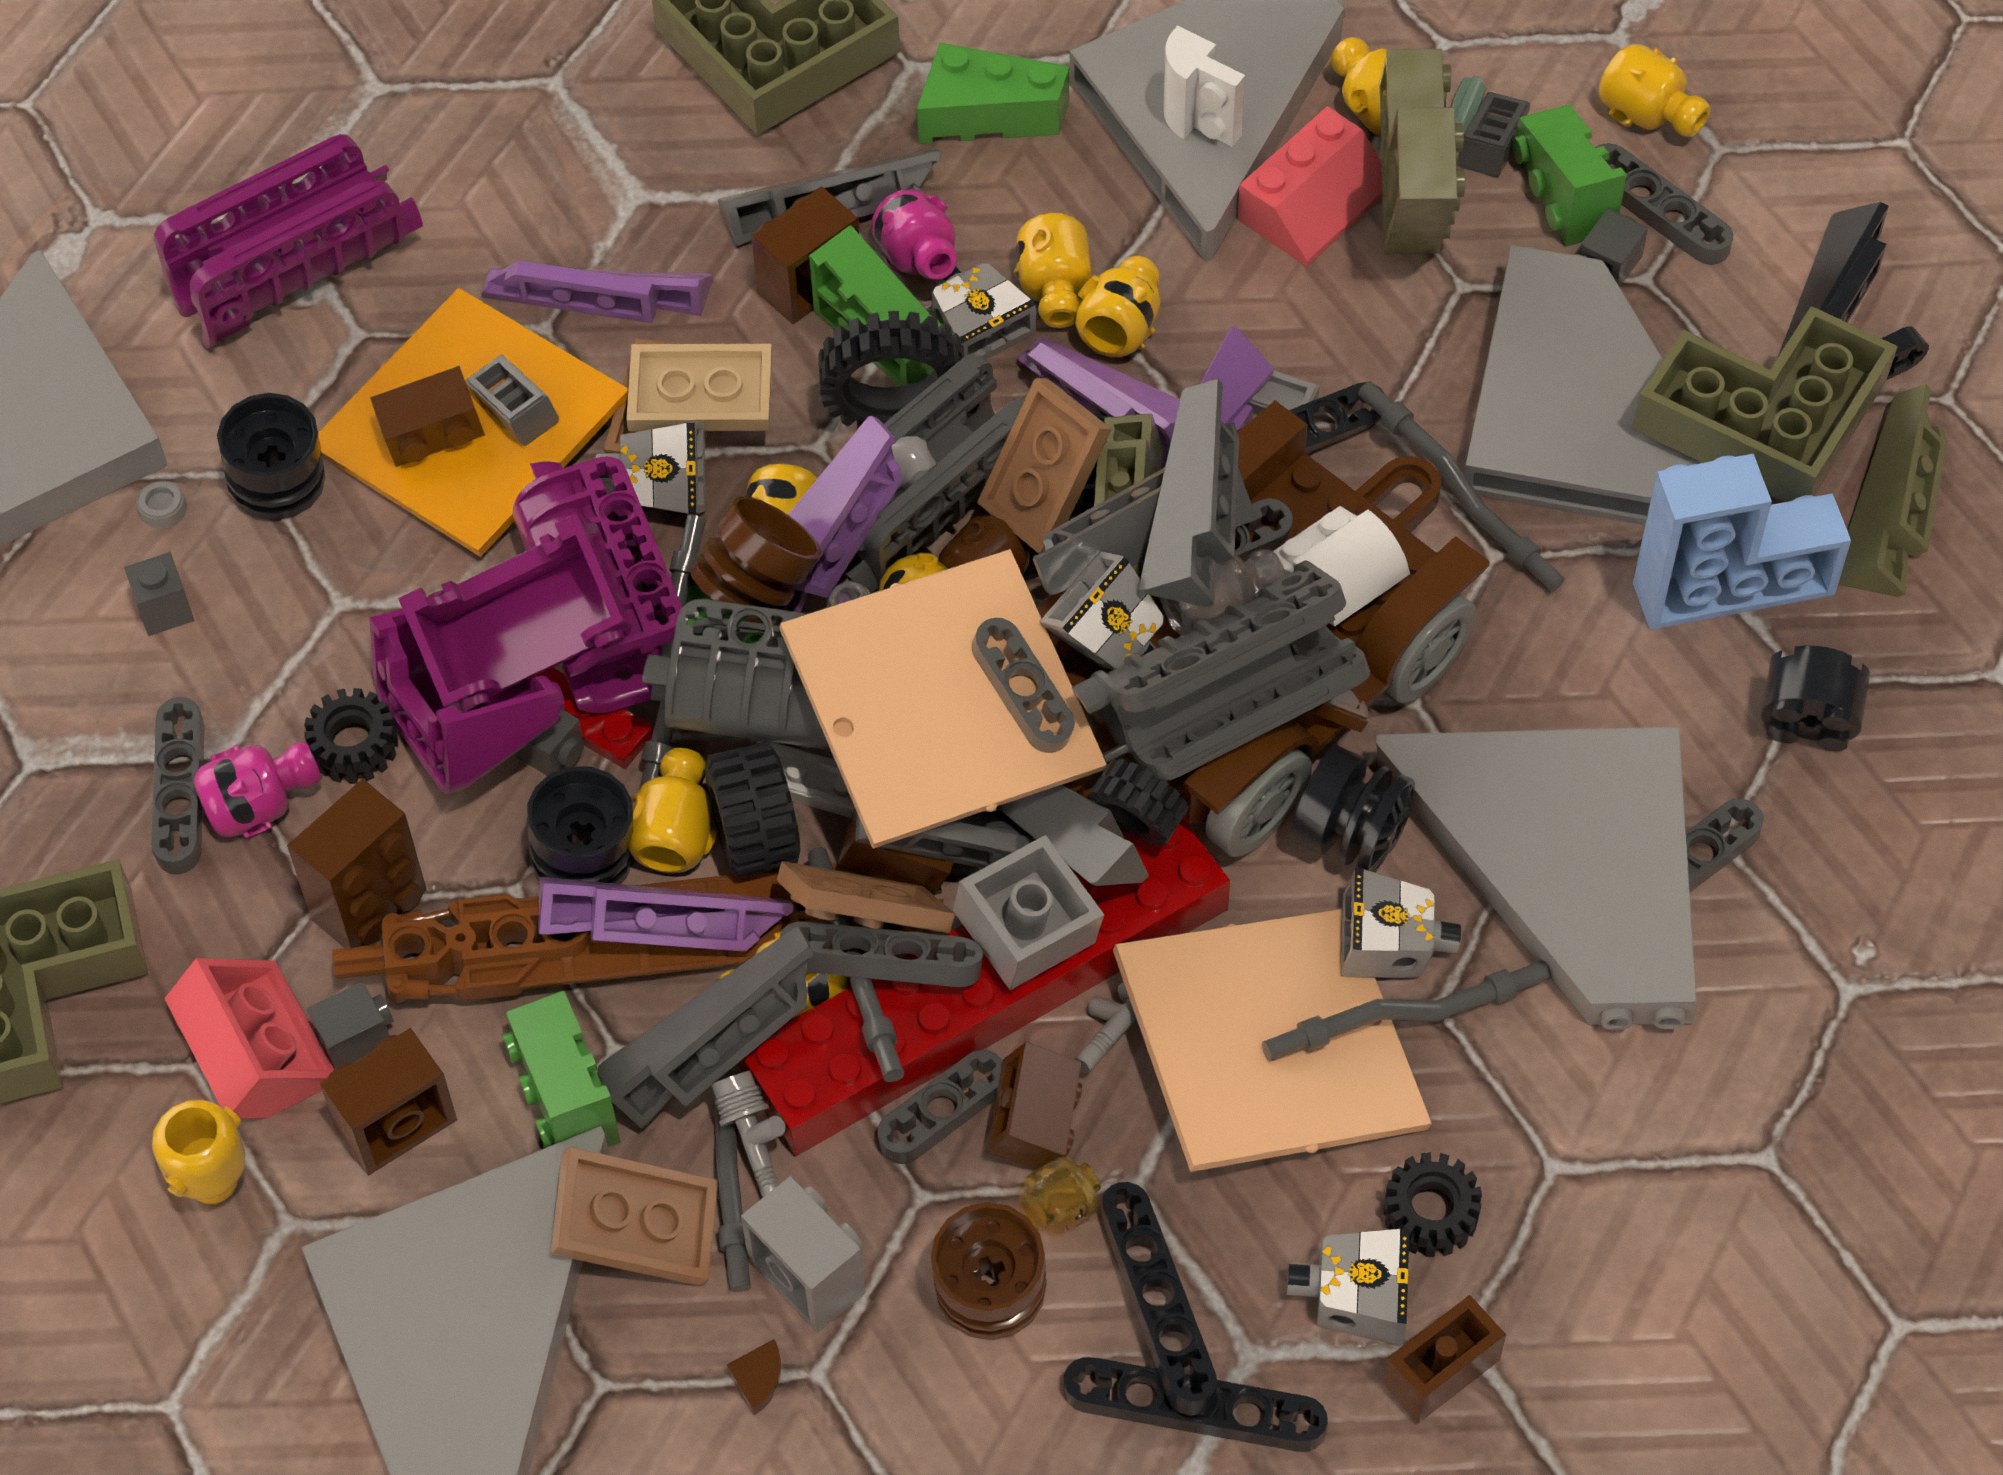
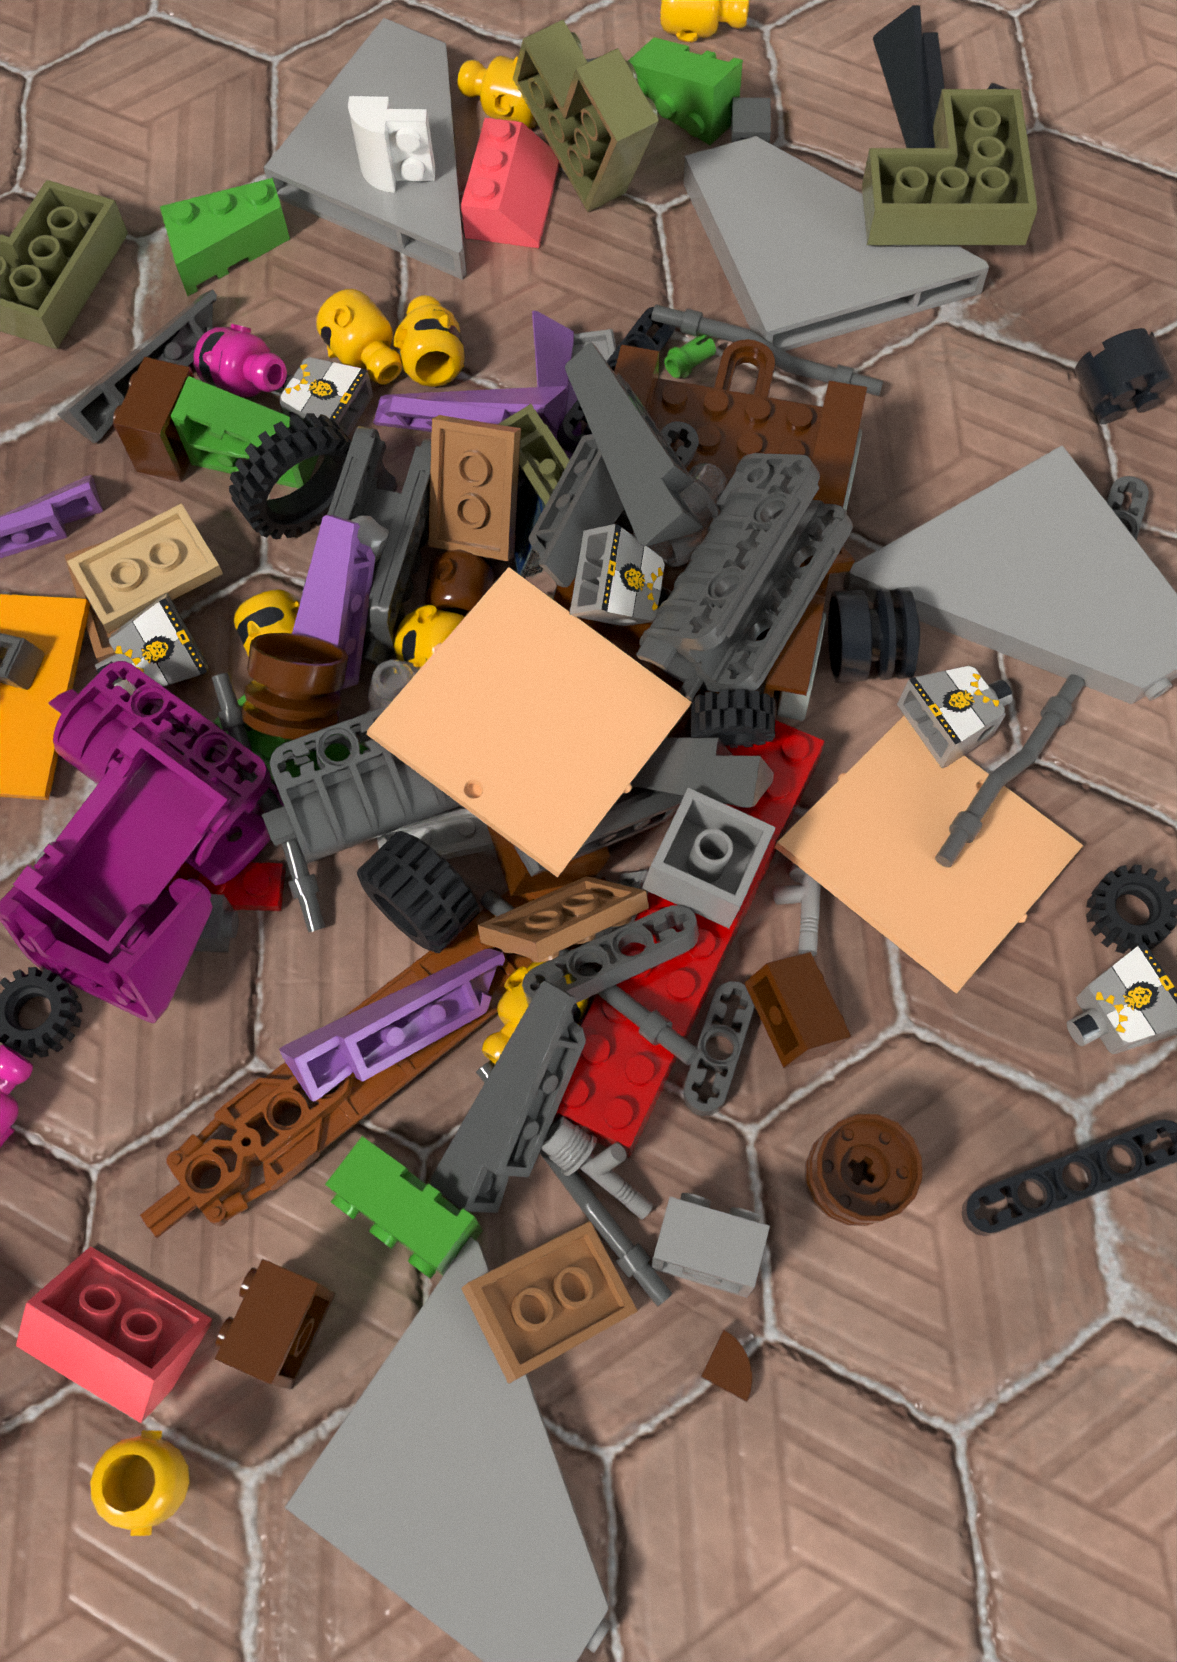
camera: 30 degrees left, 10 degrees up
(350, 1023) = (195, 1269): dark grey brick -> none
(357, 866) = (119, 1133): reddish brown brick -> none
(580, 826) = (277, 968): black wheel -> none
(673, 815) = (351, 931): yellow piece -> none
(1054, 707) = (587, 654): dark grey beam -> none
(1060, 1195) = (862, 1069): clear yellow head -> none
(1153, 1319) = (1005, 1130): black beam -> none
(1351, 550) = (763, 426): white brick -> none
(1376, 451) = (683, 359): none -> bright green pin
(1668, 198) = (760, 74): dark grey beam -> none
(1725, 550) = (1001, 290): light blue brick -> none
(1896, 498) = (1065, 216): olive wedge -> none

